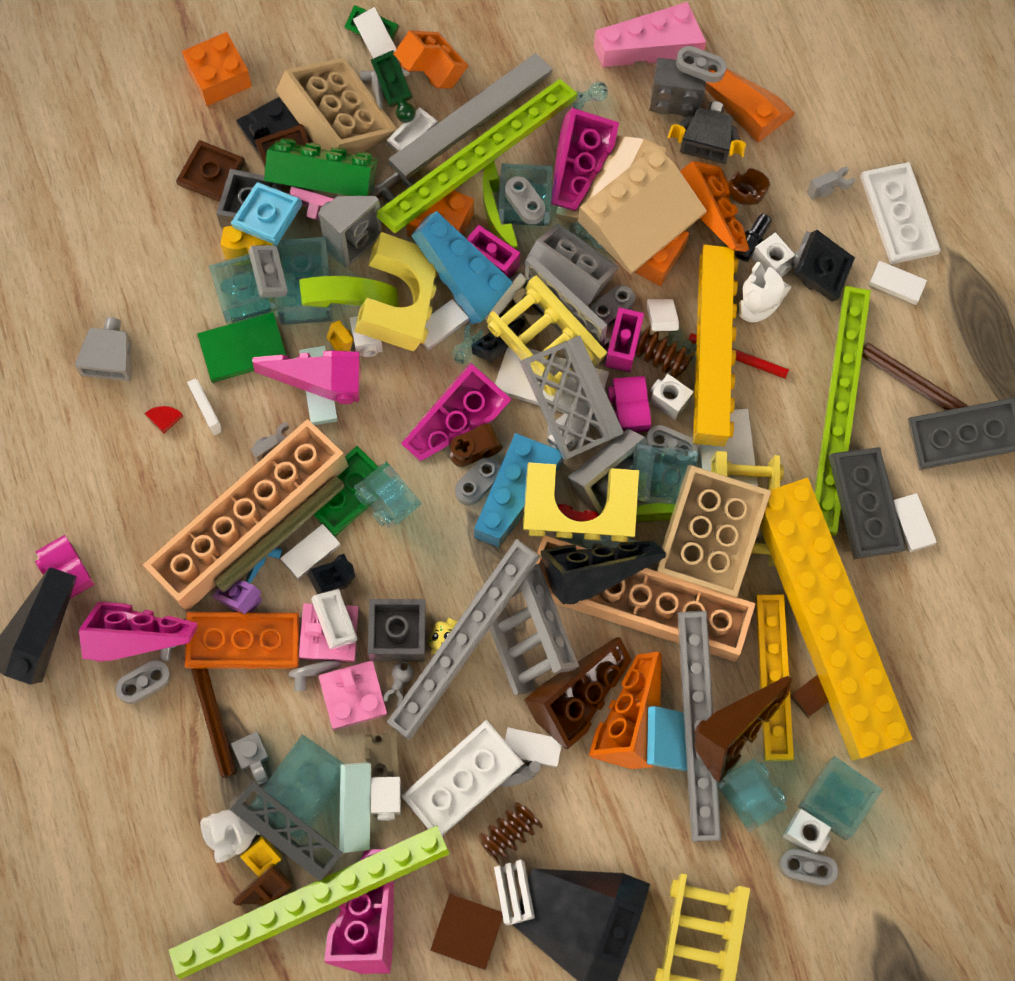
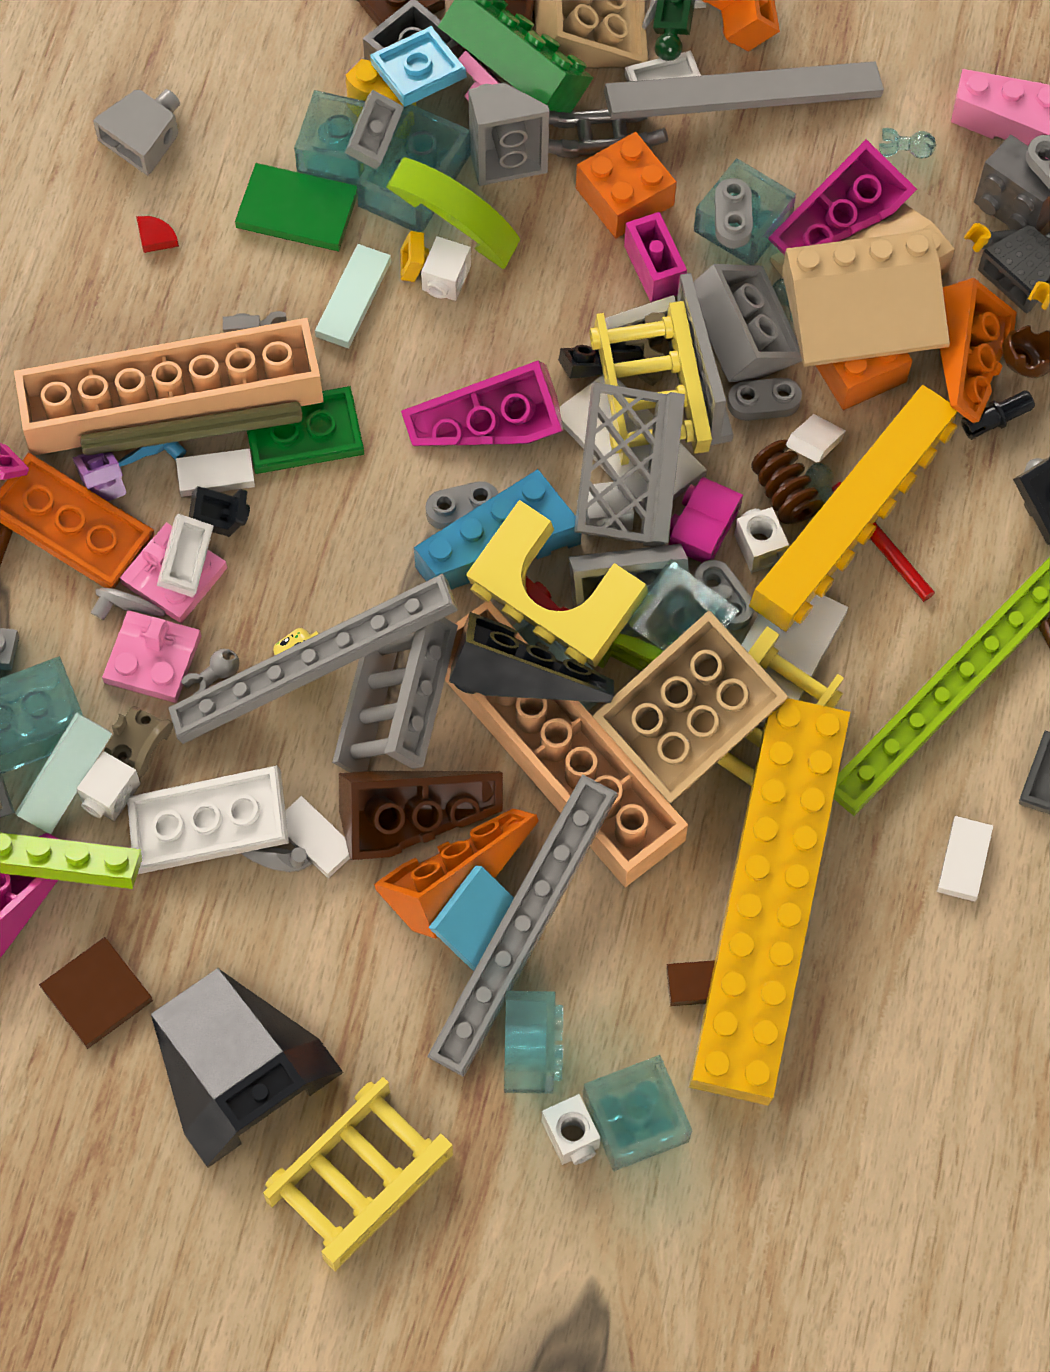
camera: 35 degrees right, 5 degrees down
(205, 406) = (207, 246): white tile -> none
(330, 376) = (368, 283): dark pink wedge -> none
(386, 495) = (339, 452): clear light blue brick -> none
(392, 324) = (494, 277): light yellow arch -> none
(397, 630) = (248, 610): flat silver brick -> none
(444, 323) = (542, 307): white tile -> none
(461, 266) = (605, 247): dark azure wedge -> none
(462, 352) = (548, 350): clear light blue arm -> none
(476, 156) = (714, 133): lime plate -> none
(478, 443) = (487, 461): reddish brown piece -> none
(490, 185) = (690, 241): lime slope -> none
(500, 872) = (171, 980): white tile -> none
(509, 831) = (218, 910): reddish brown piece -> none
(624, 339) = (744, 438): dark pink brick -> none
(728, 729) = (555, 948): reddish brown wedge -> none
(762, 294) = (958, 484): white helmet -> none
(773, 667) = (658, 932): yellow plate -> none
(774, 247) = (1009, 436): white brick -> none
(807, 867) = (545, 1173): light grey plate -> none
(866, 503) = (919, 798): dark grey tile -> none

